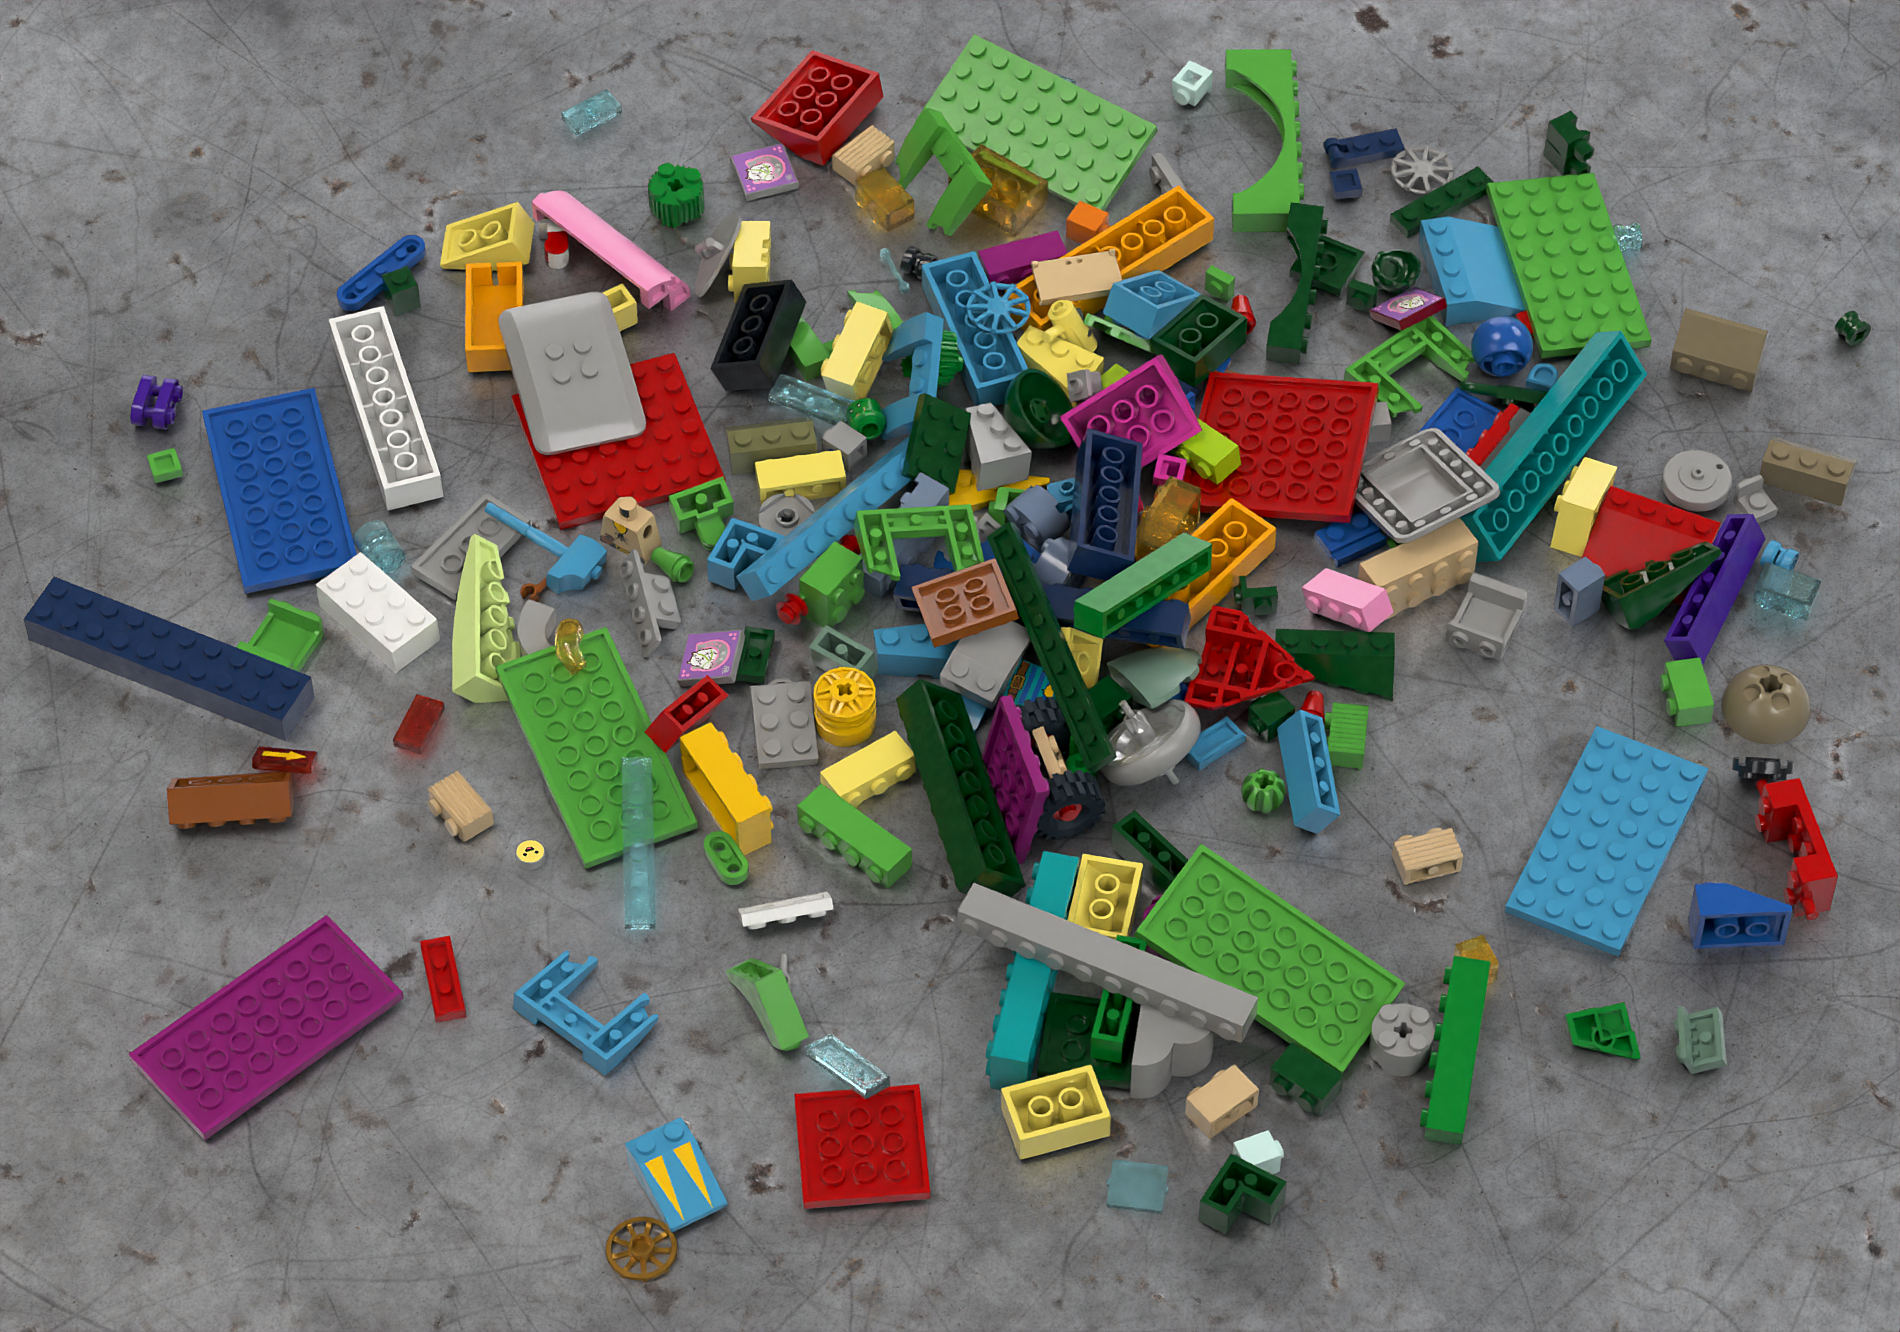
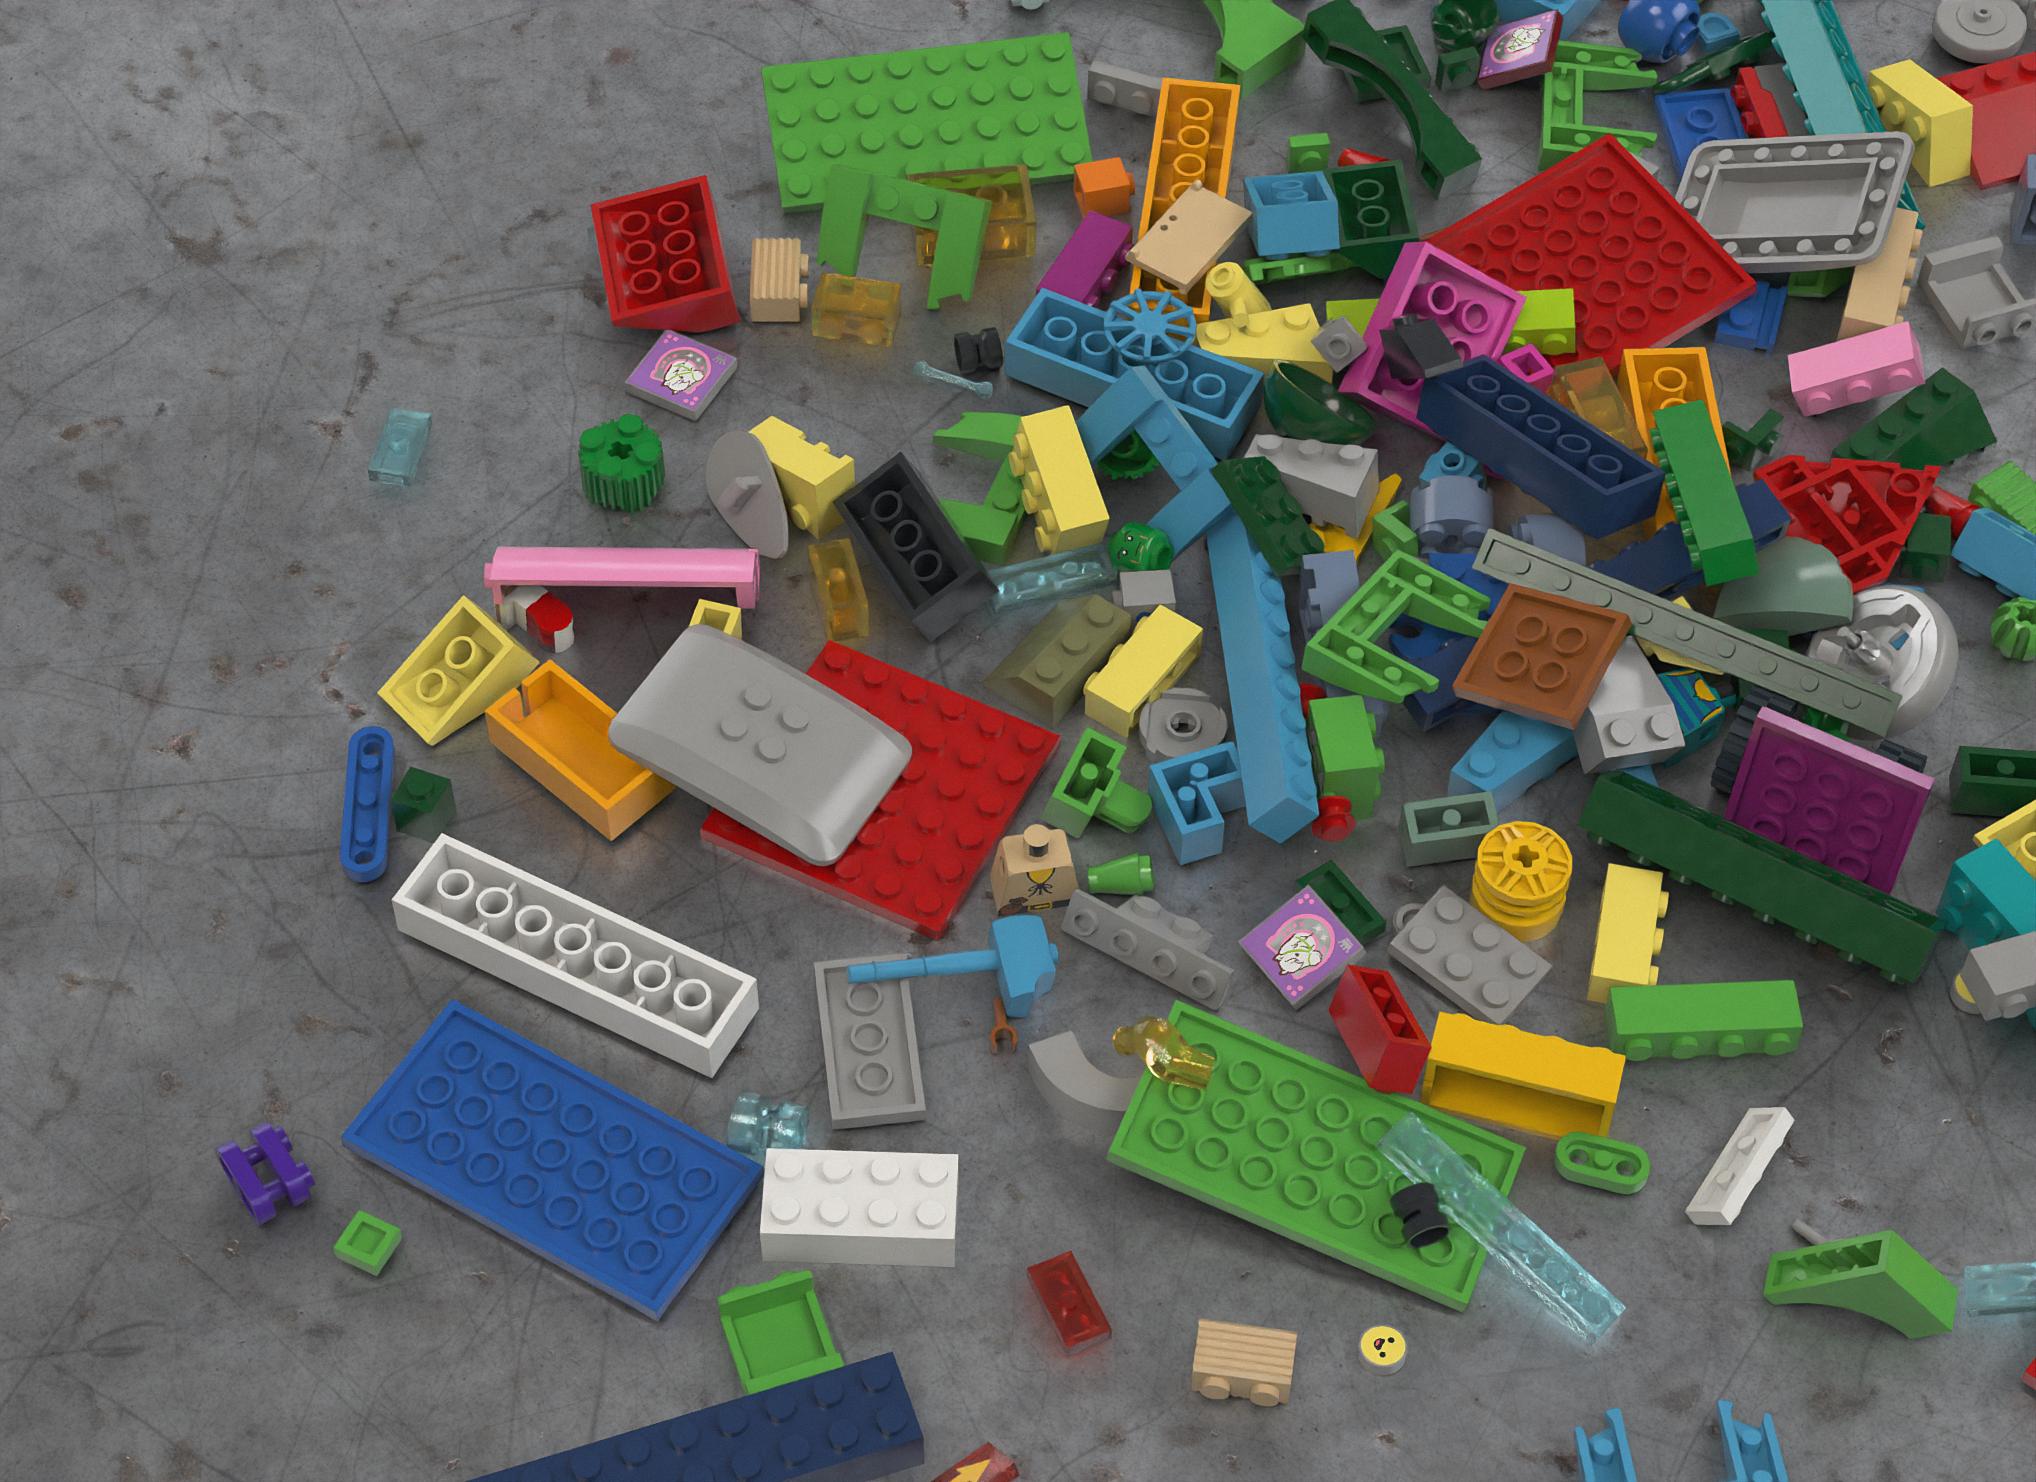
camera: 45 degrees left, 0 degrees up
(481, 626) = (1038, 1152): yellowish green wedge -> none
(602, 802) = (1420, 1215): none -> black wheel
(700, 330) = (838, 590): none -> clear yellow brick
(1099, 411) = (1418, 348): none -> black slope

